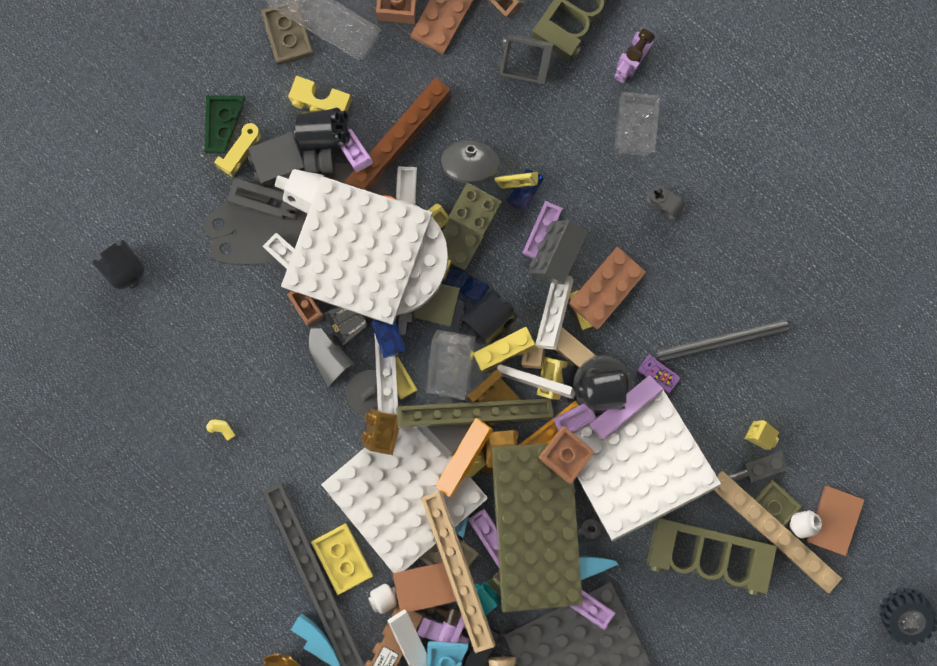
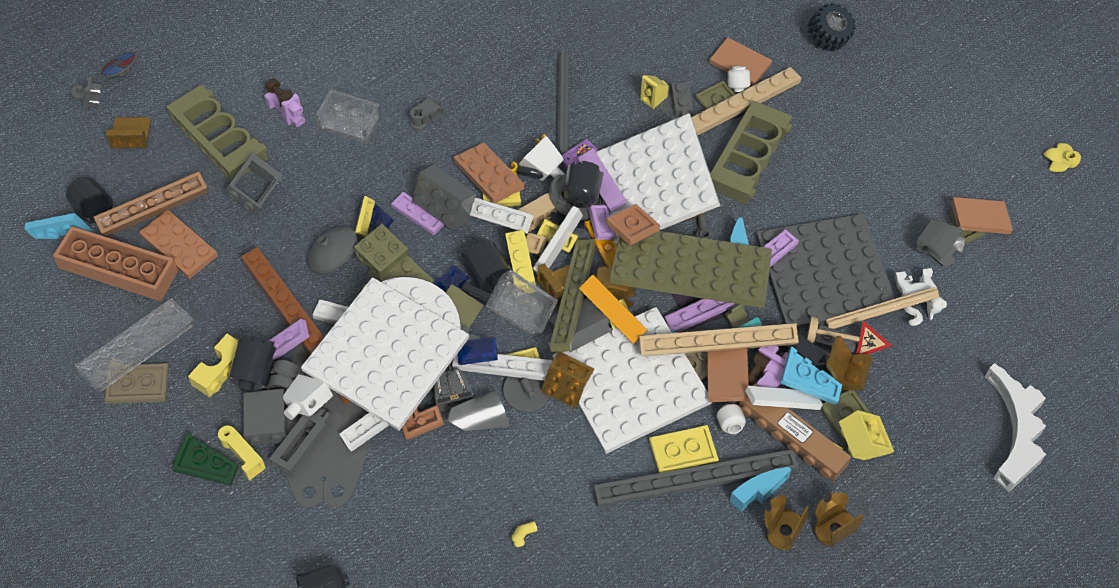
camera: 75 degrees left, 25 degrees down
(636, 338) = (541, 160): none -> white torso

